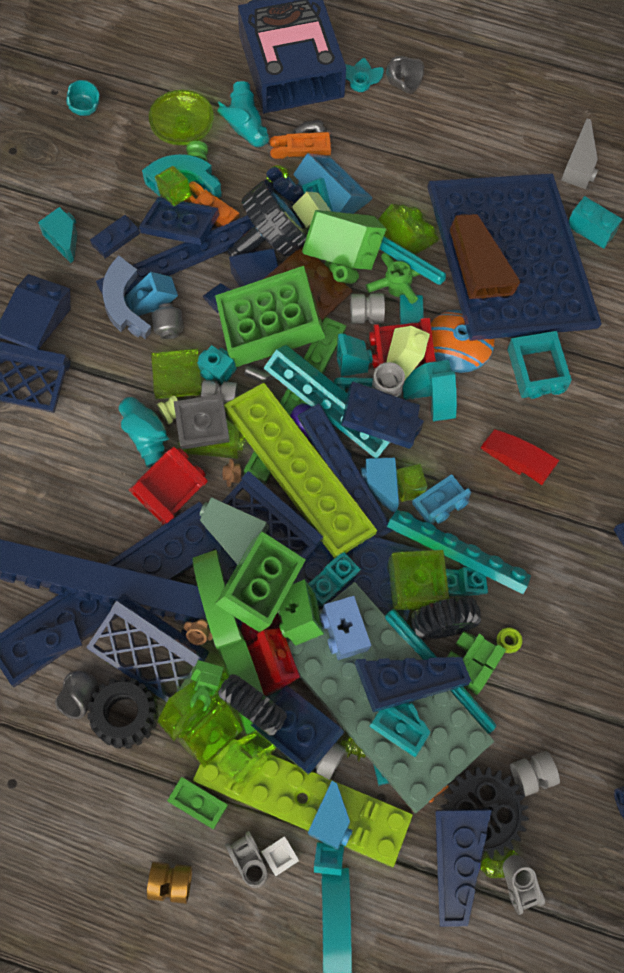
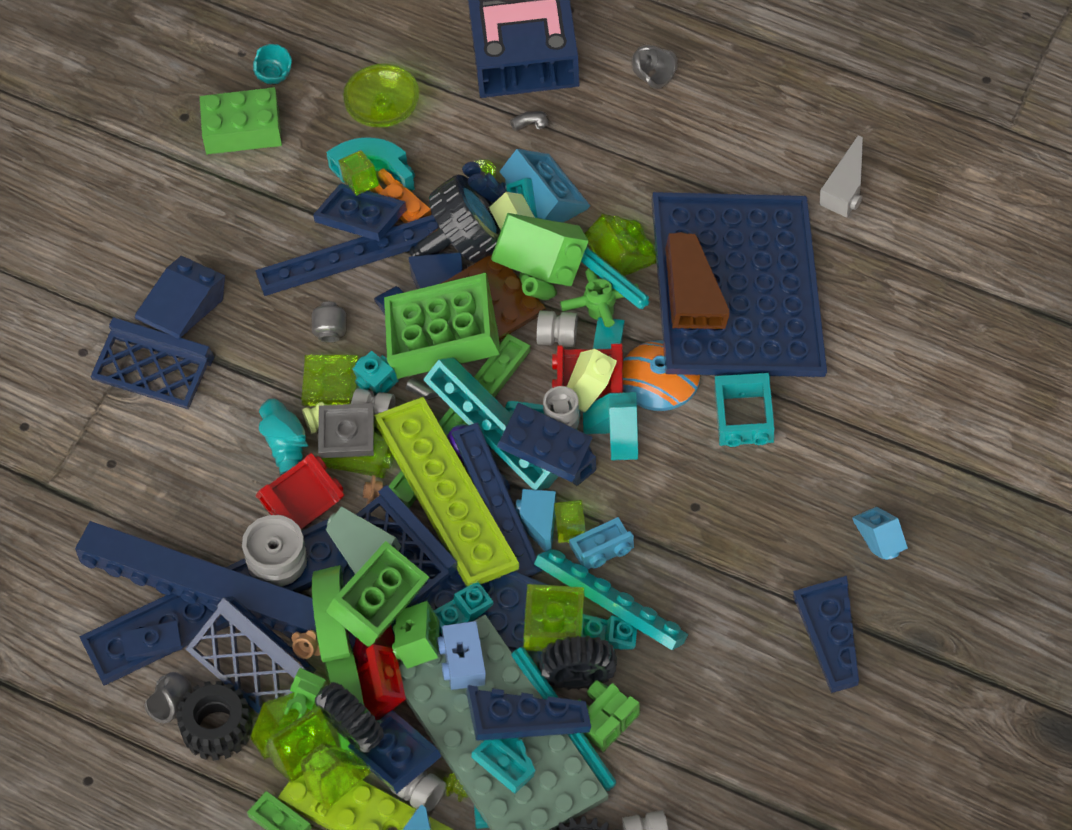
camera: 15 degrees right, 10 degrees down
(60, 232) = (224, 213): teal slope -> none
(62, 149) = (240, 121): none -> bright green brick
(115, 236) = (285, 223): dark blue plate -> none
(115, 284) = (275, 276): sand blue arch -> none
(150, 293) = (312, 289): dark azure slope -> none
(158, 529) = (274, 550): none -> light grey wheel
(197, 149) = (395, 134): bright green wheel -> none
(244, 116) = (455, 99): teal animal -> none
(300, 144) = (516, 137): orange hinge -> none
(352, 355) = (529, 378): teal slope -> none
(362, 75) = (604, 62): teal plate -> none
(514, 635) = (649, 691): lime plate -> none
(520, 455) = (701, 506): red slope -> none
(594, 222) = (843, 256): teal brick -> none

